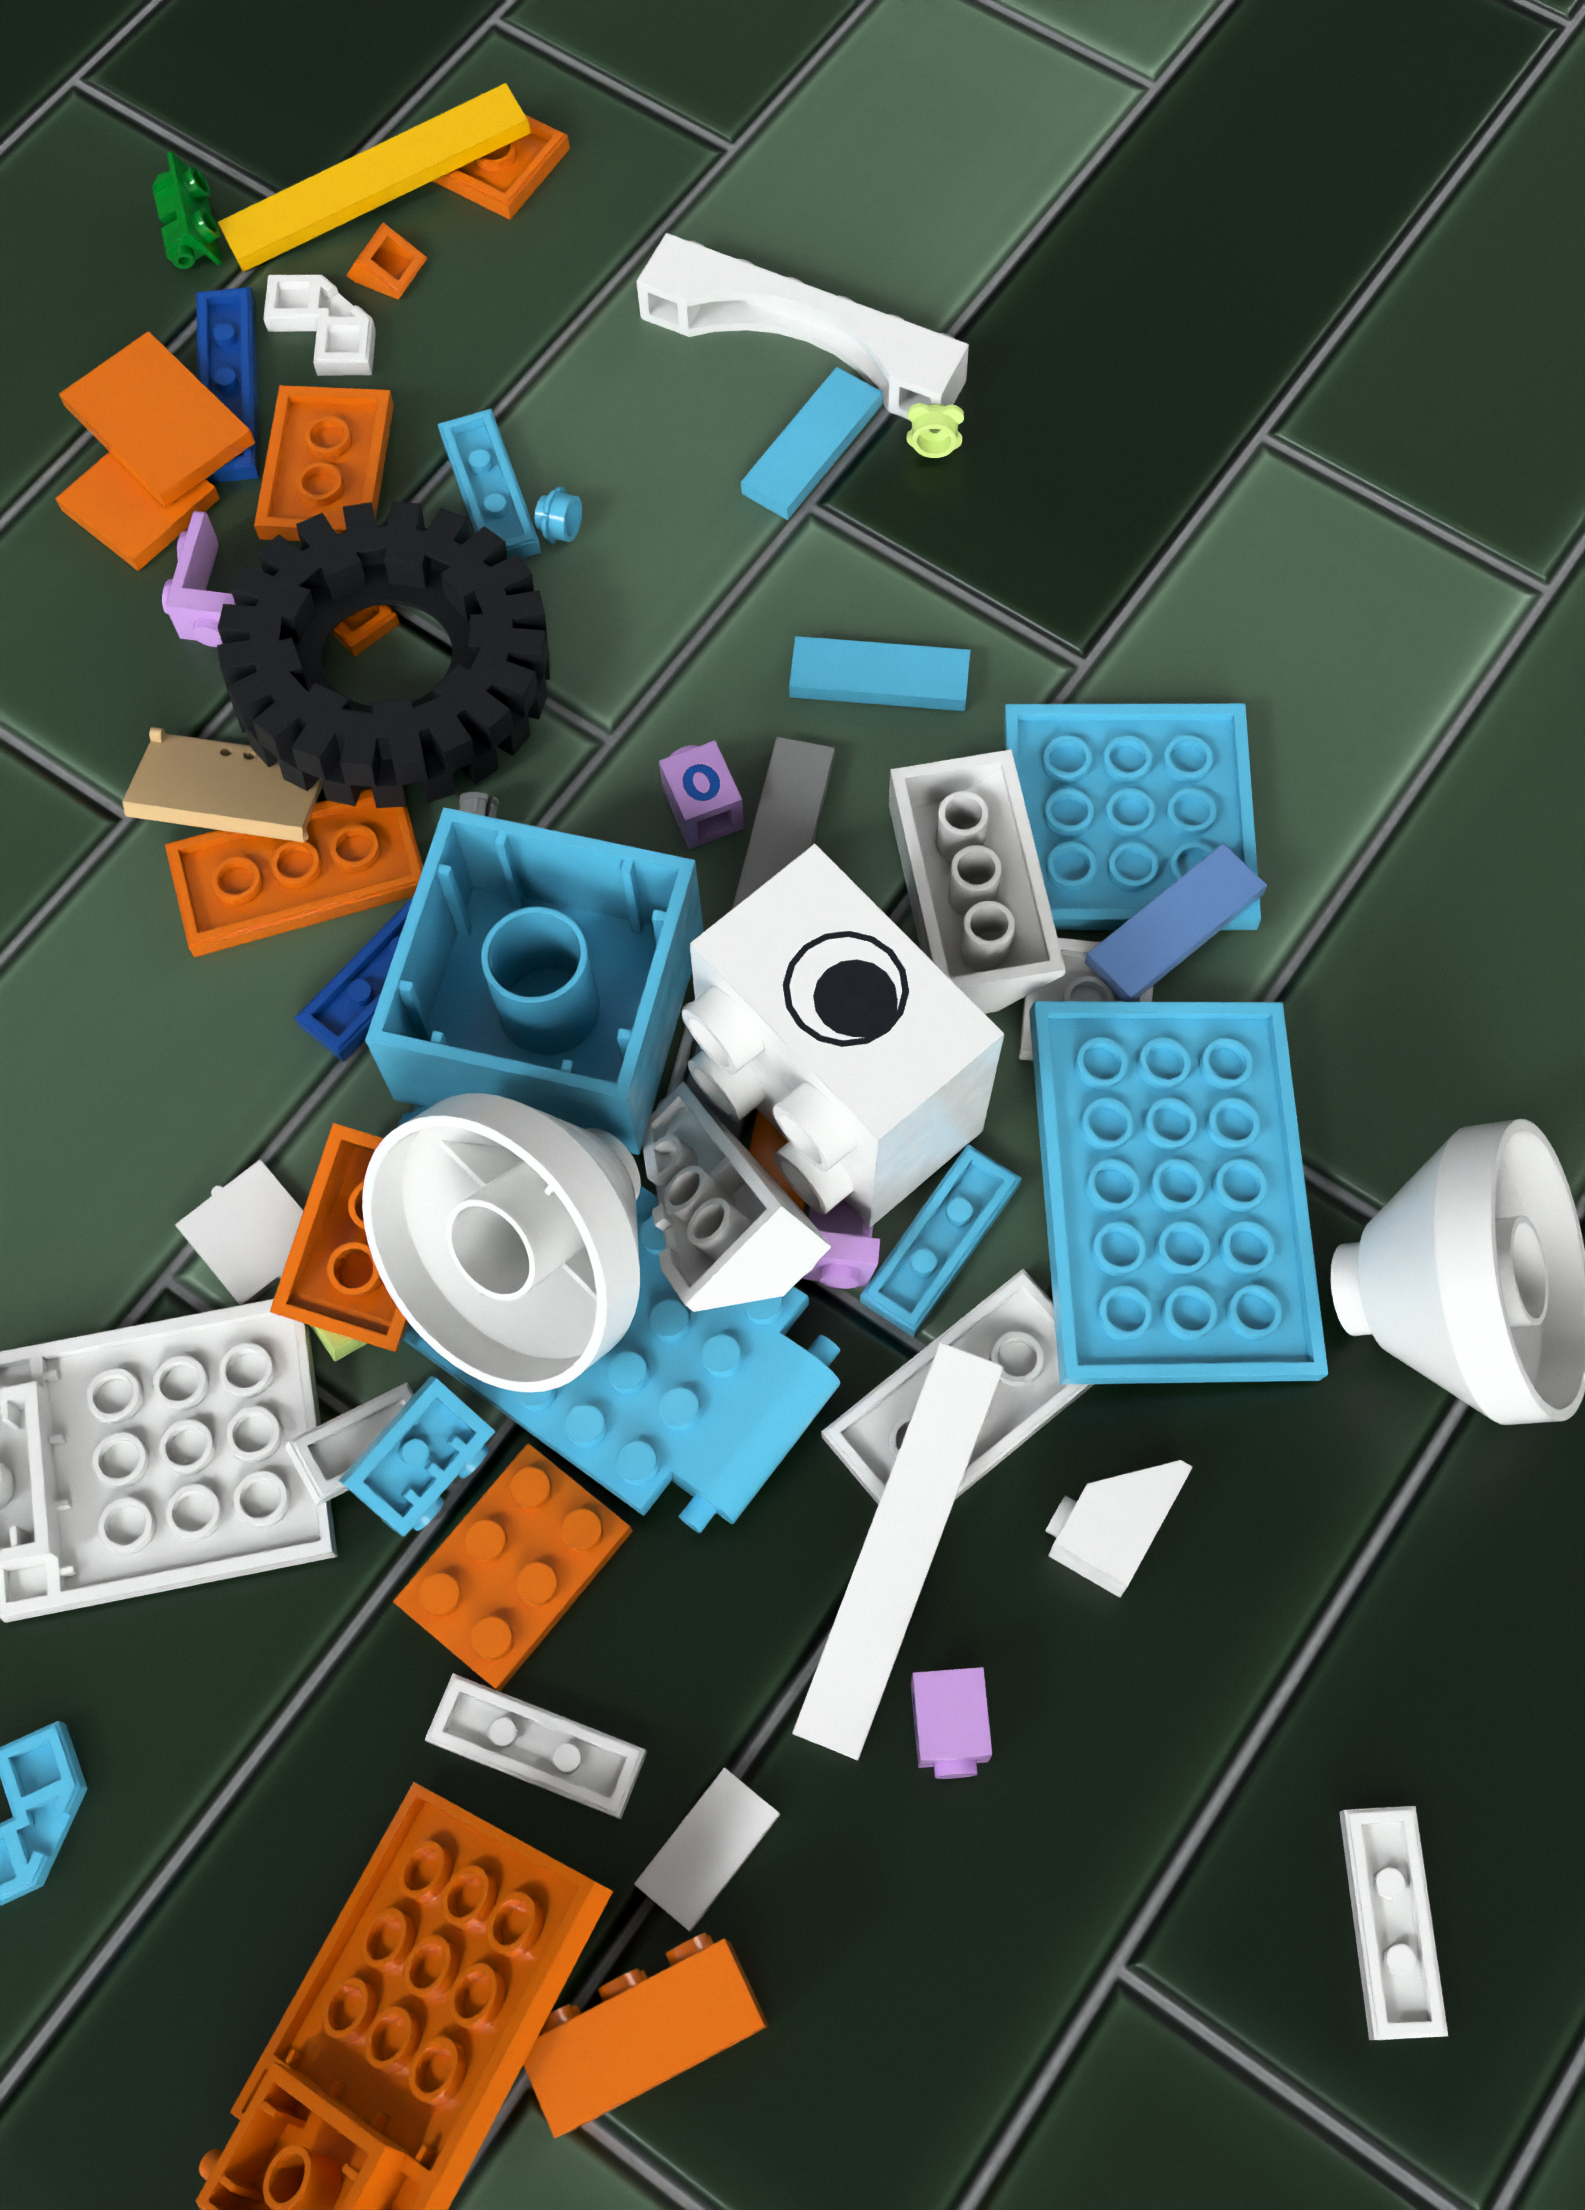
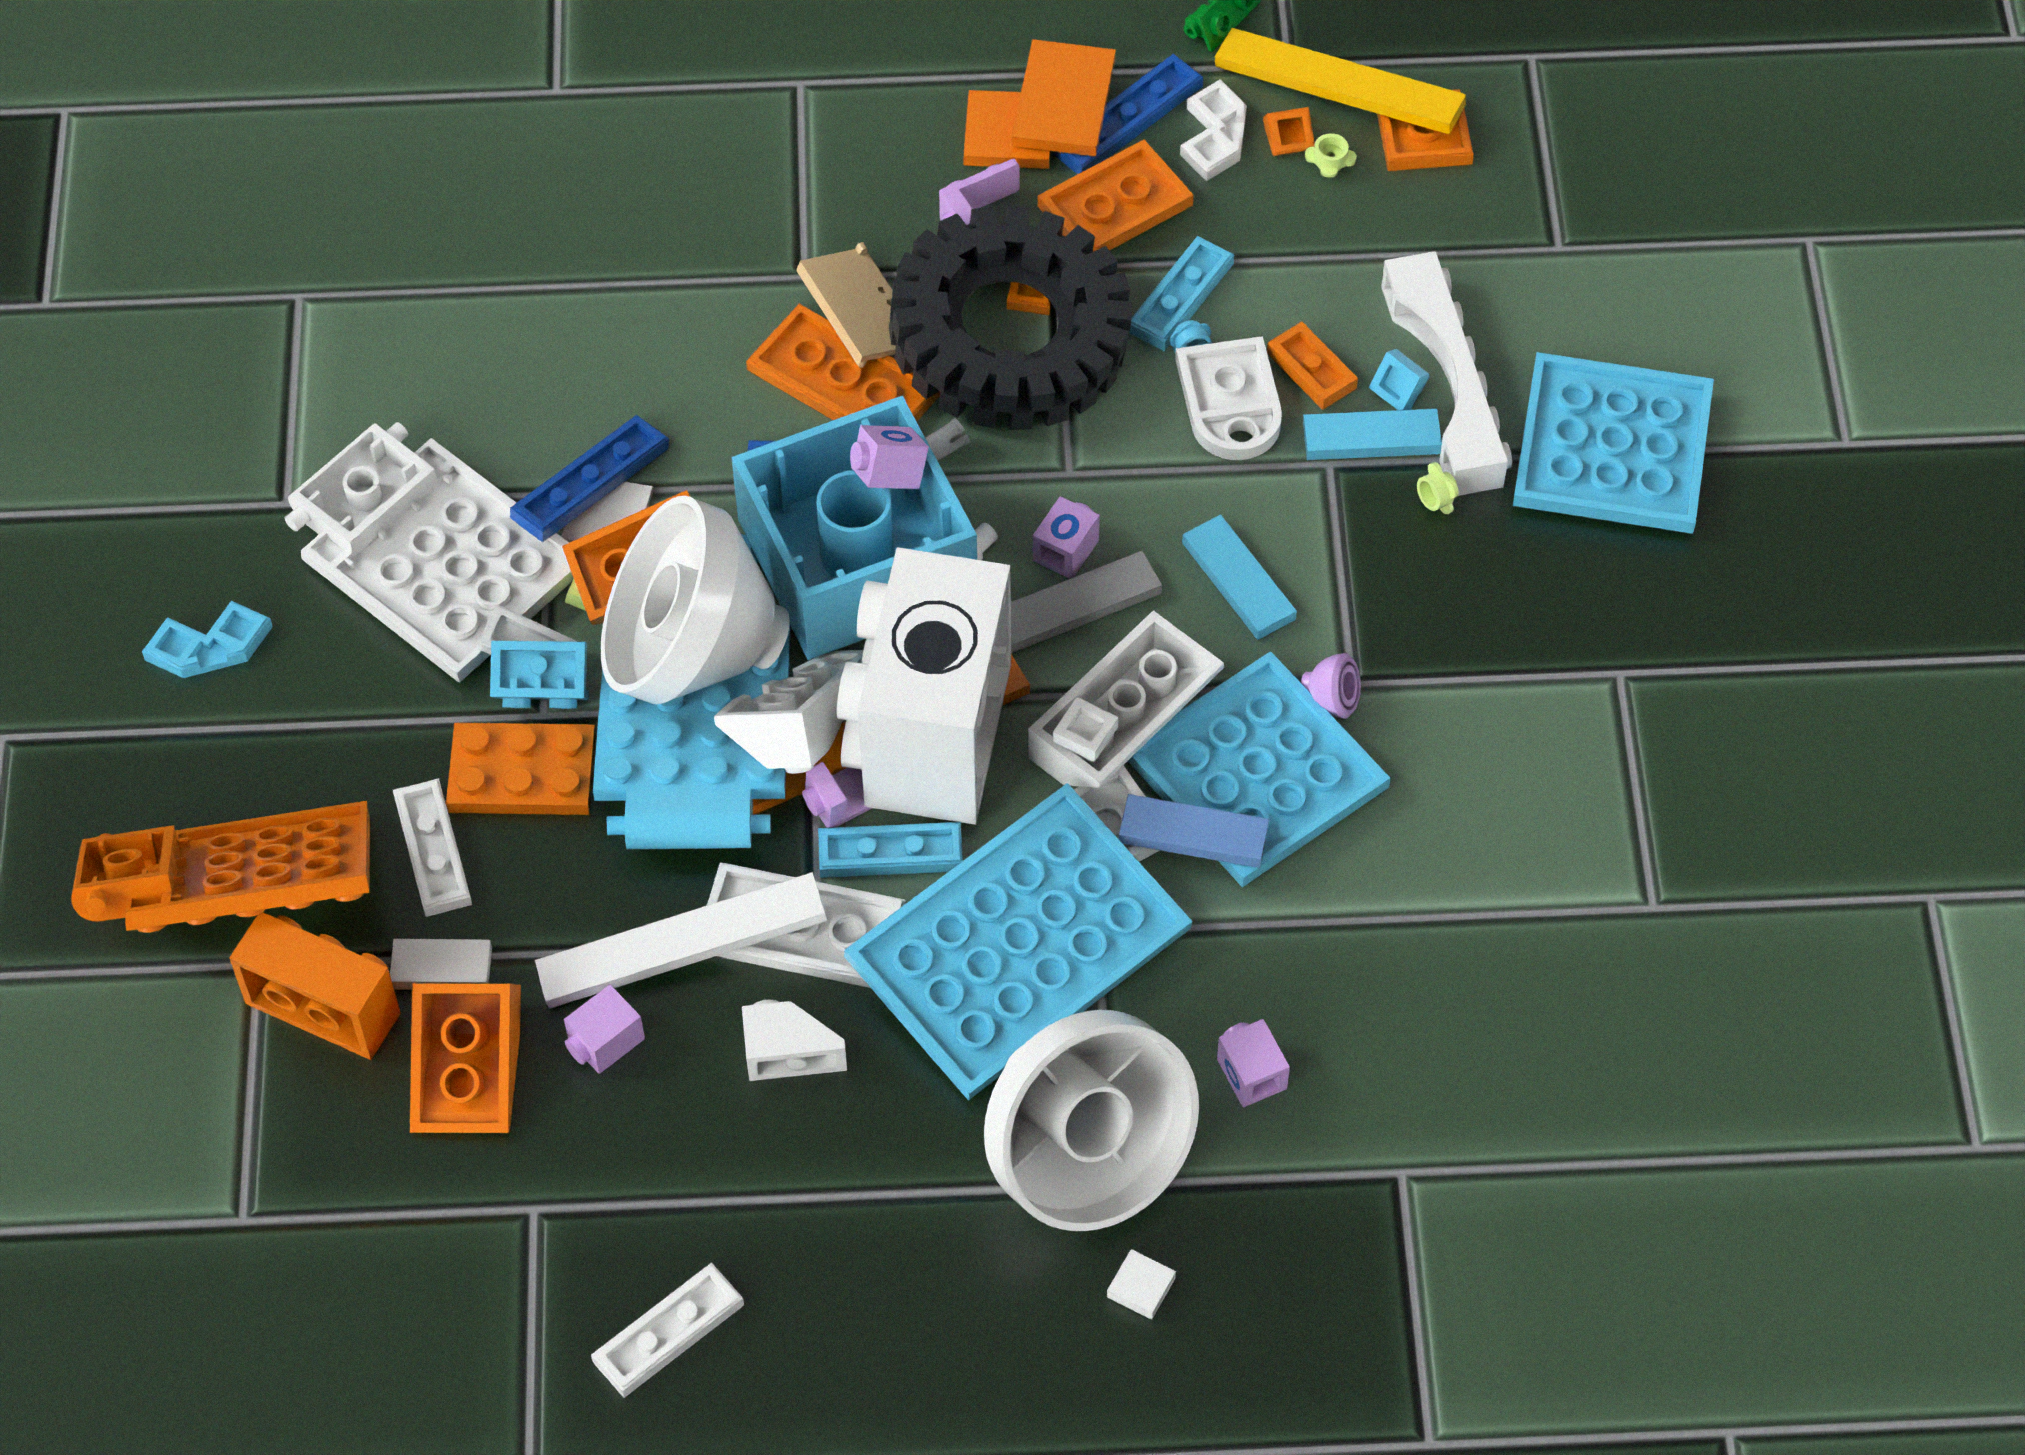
camera: 50 degrees right, 10 degrees down
(195, 1221) = (589, 478): none -> blue tile
(451, 247) = (1330, 154): none -> yellowish green plate
(520, 875) = (889, 457): none -> lavender brick
(658, 528) = (1229, 391): none -> white plate
(688, 434) = (1312, 365): none -> orange plate
(778, 373) = (1399, 380): none -> medium azure tile
(864, 1912) = (463, 1057): none -> orange slope
(1000, 933) = (1085, 729): none -> white plate
(1005, 254) = (1614, 442): none -> medium azure plate
(1089, 677) = (1335, 684): none -> lavender brick
(1488, 1065) = (1252, 1062): none -> lavender brick

